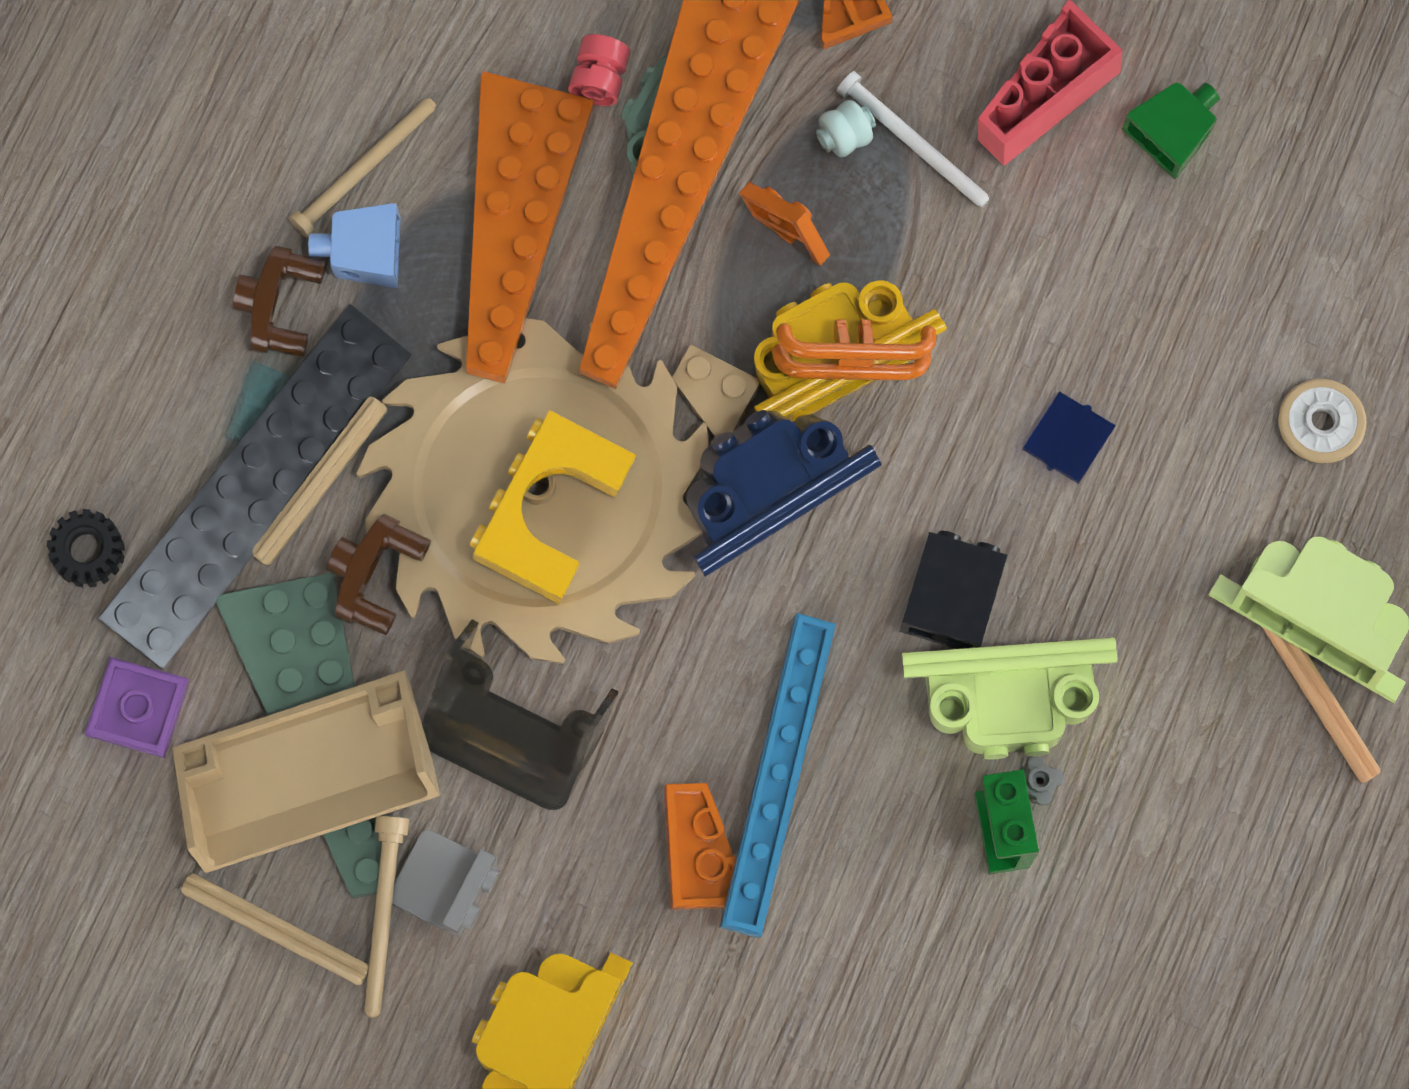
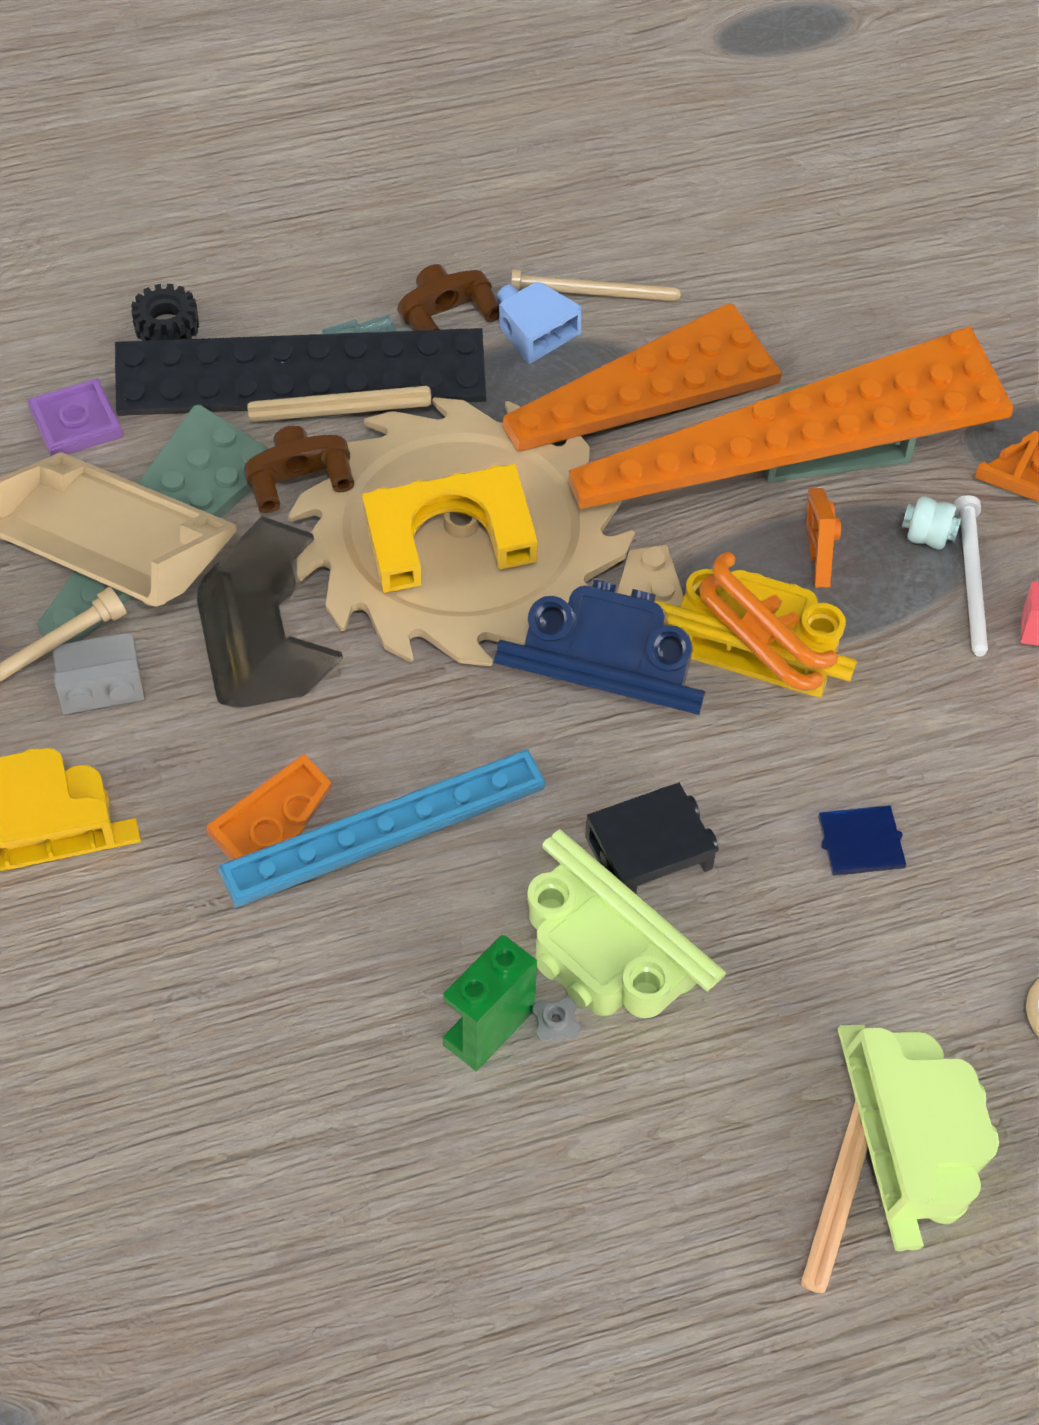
camera: 50 degrees right, 20 degrees down
(600, 68) = (809, 357): coral wheel -> none

